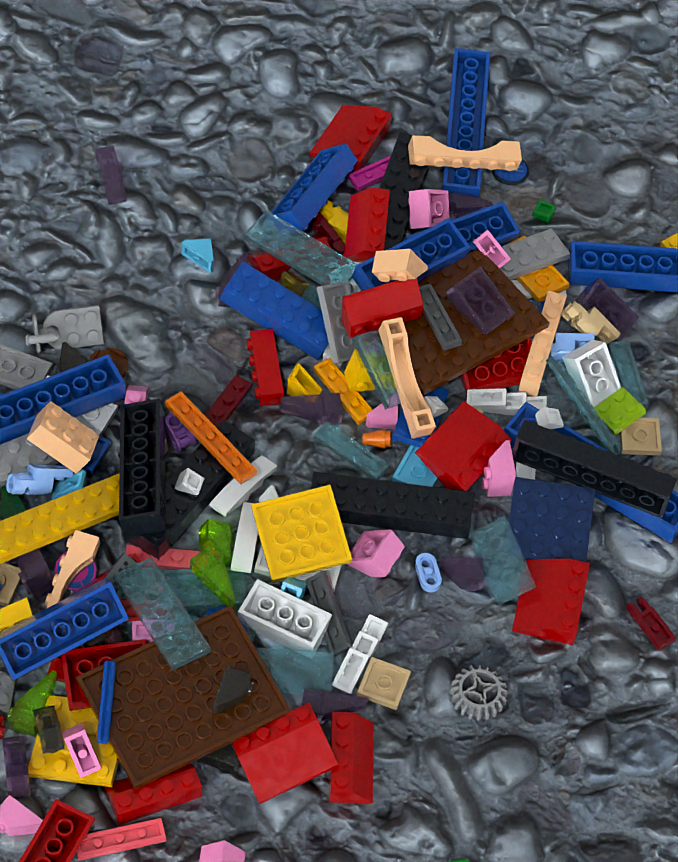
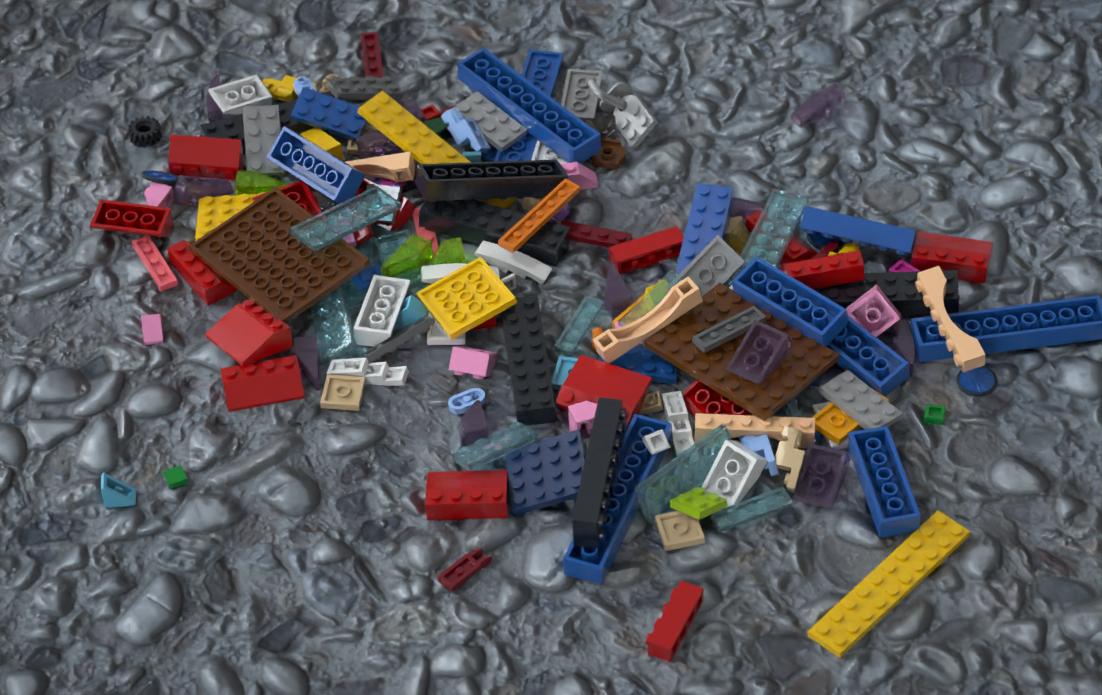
camera: 85 degrees right, 10 degrees down
(48, 729) = (229, 189): clear smoke slope -> none
(63, 437) = (501, 125): light nougat brick -> none
(81, 750) = (216, 209): bright pink slope -> none
(106, 702) = (254, 207): blue axle -> none
(189, 482) = (488, 213): white slope -> none
(199, 252) = (757, 182): medium azure slope -> none
(232, 690) = (284, 273): clear smoke slope -> none
(301, 383) = (637, 275): yellow slope -> none
(369, 308) = (718, 283): red slope -> none
(397, 265) = (750, 270): light nougat slope -> none
(436, 405) = (643, 363): white slope -> none
(473, 702) = (351, 456): light grey gear -> none
(489, 246) = (842, 363): bright pink slope -> none

